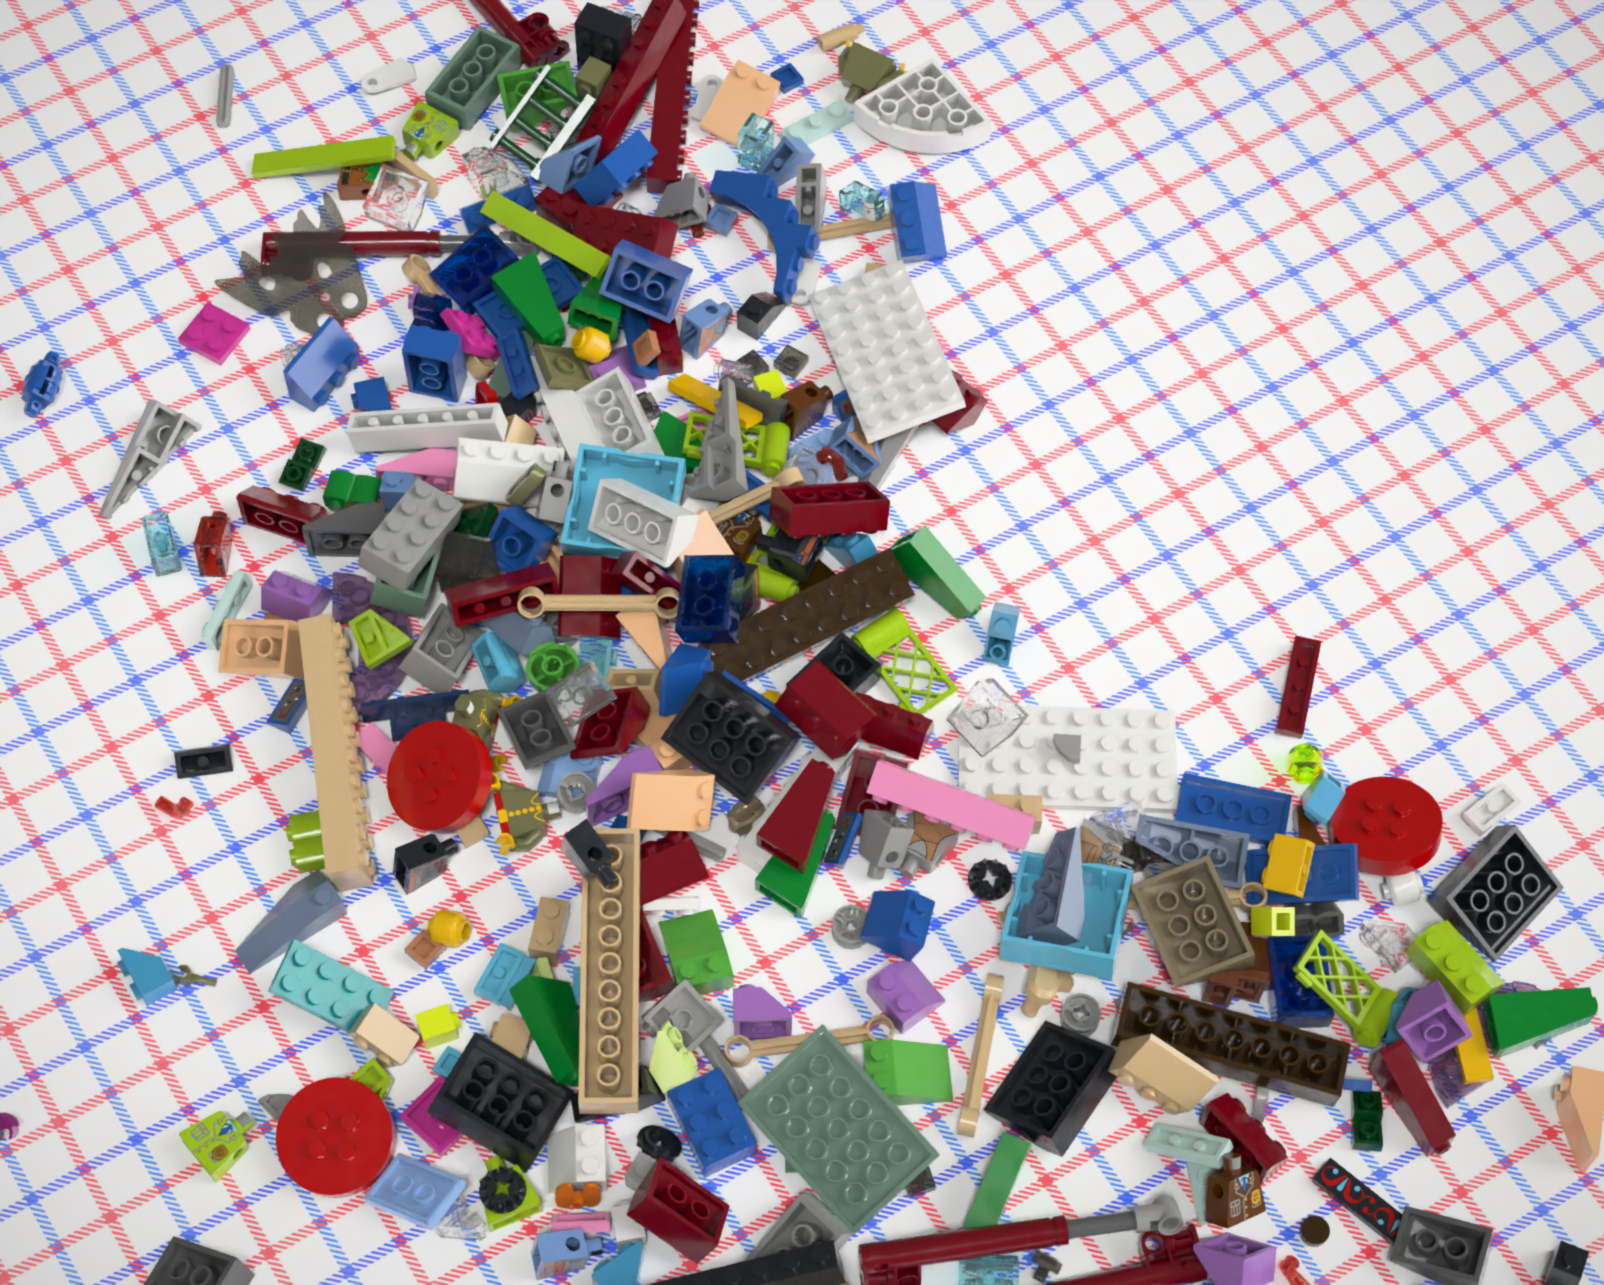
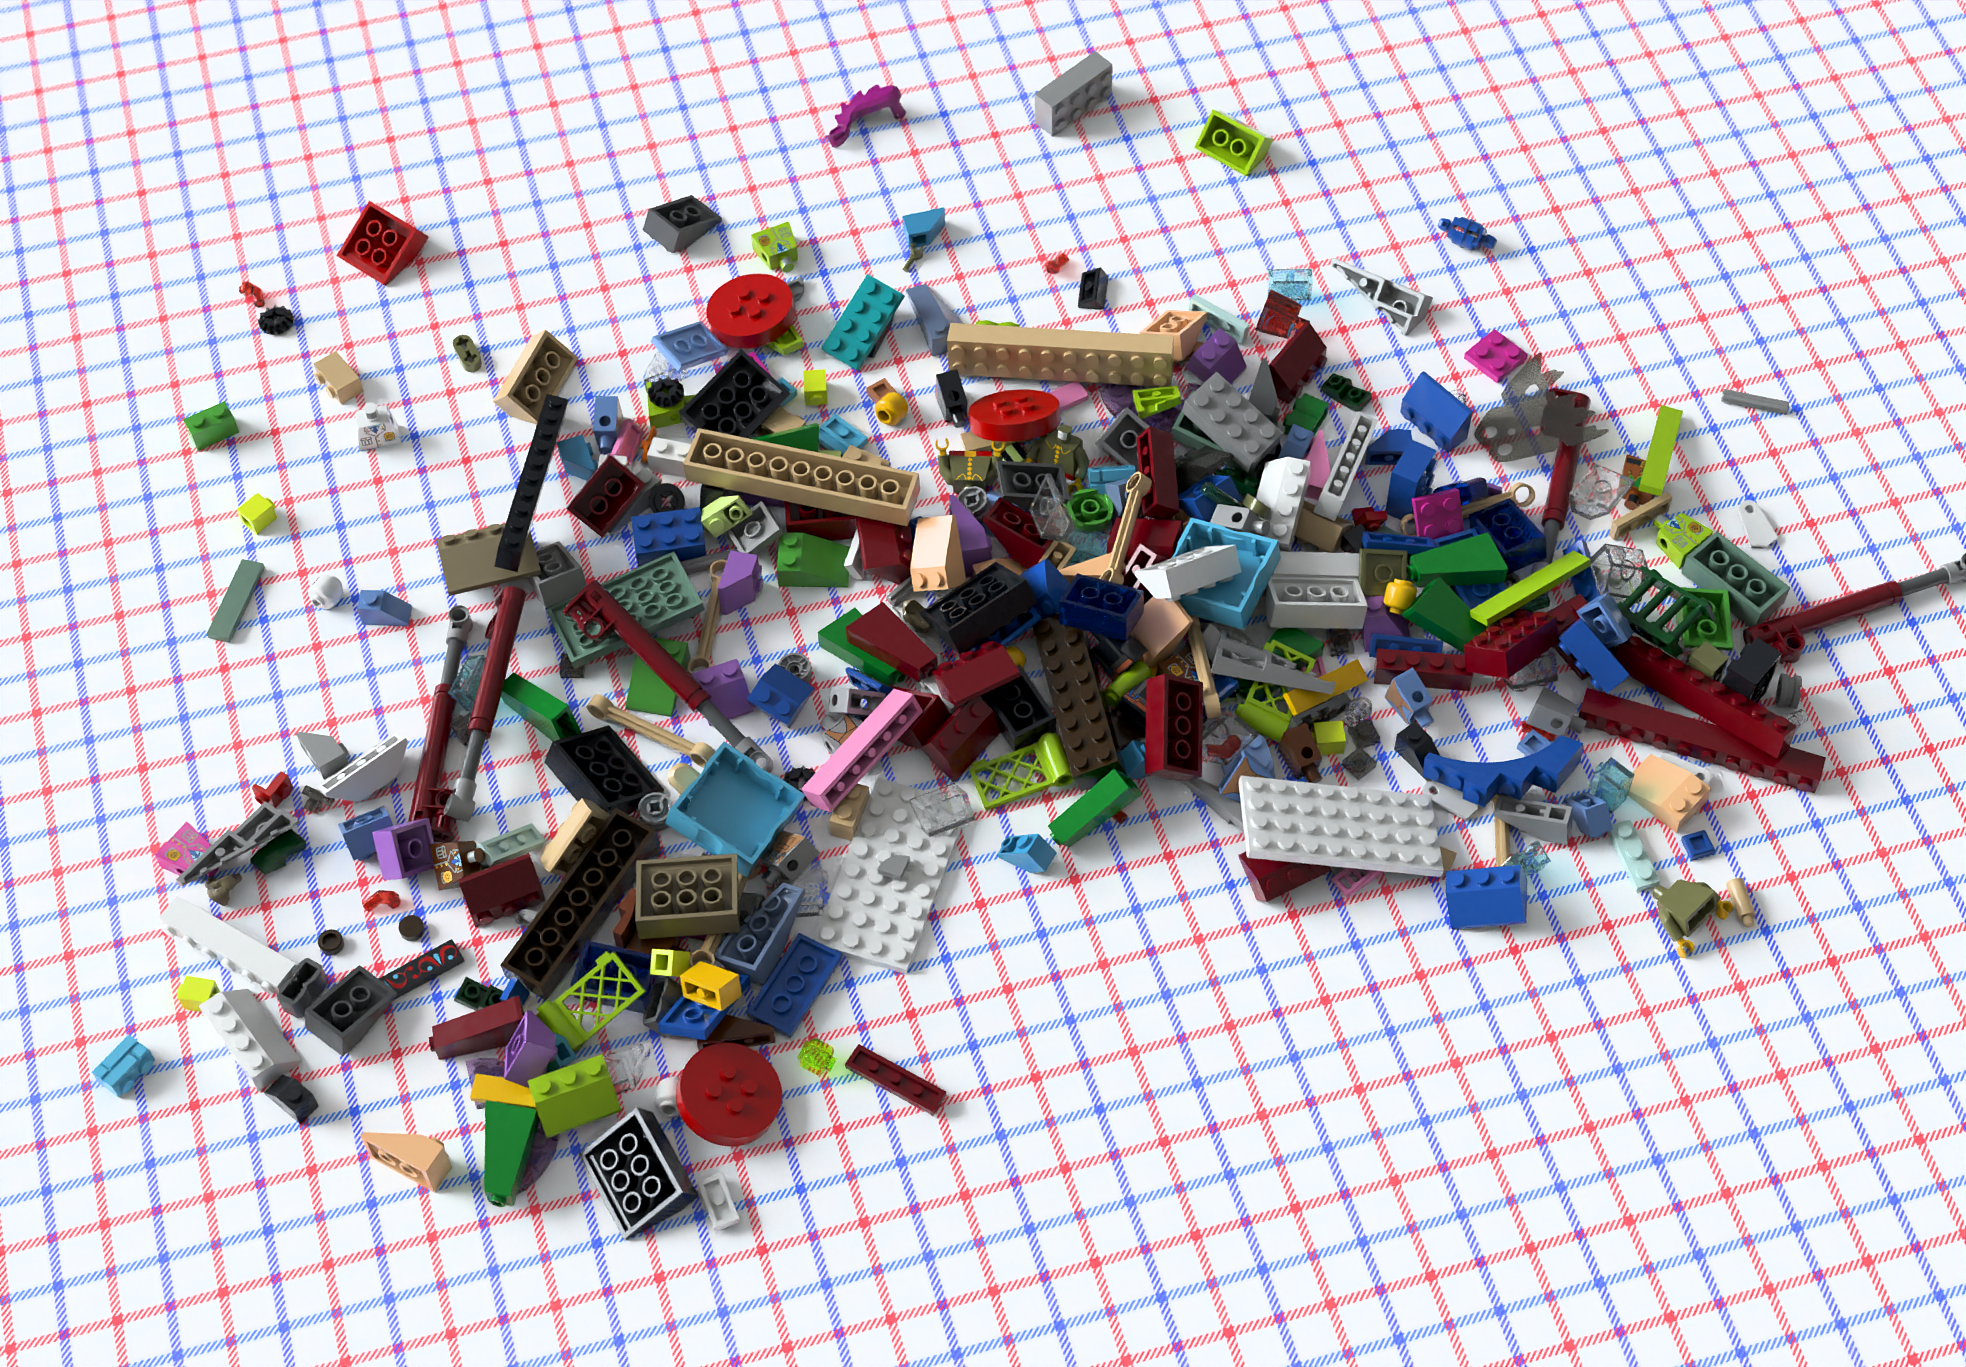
camera: 110 degrees right, 5 degrees down
(383, 1036) = (816, 348): tan brick -> none
(411, 711) = (1081, 418): dark blue bracket -> none
(531, 511) = (1219, 496): none -> clear green axle
(583, 844) = (887, 460): black torso -> none
(645, 281) = (1446, 634): blue brick -> none
(646, 347) = (1389, 640): nougat plate -> none
(874, 1129) = (602, 609): none -> dark red piece
(923, 113) = (1625, 944): white brick -> none
(1058, 901) = (738, 794): sand blue wedge -> none
(1322, 797) = (771, 1047): dark azure slope -> none

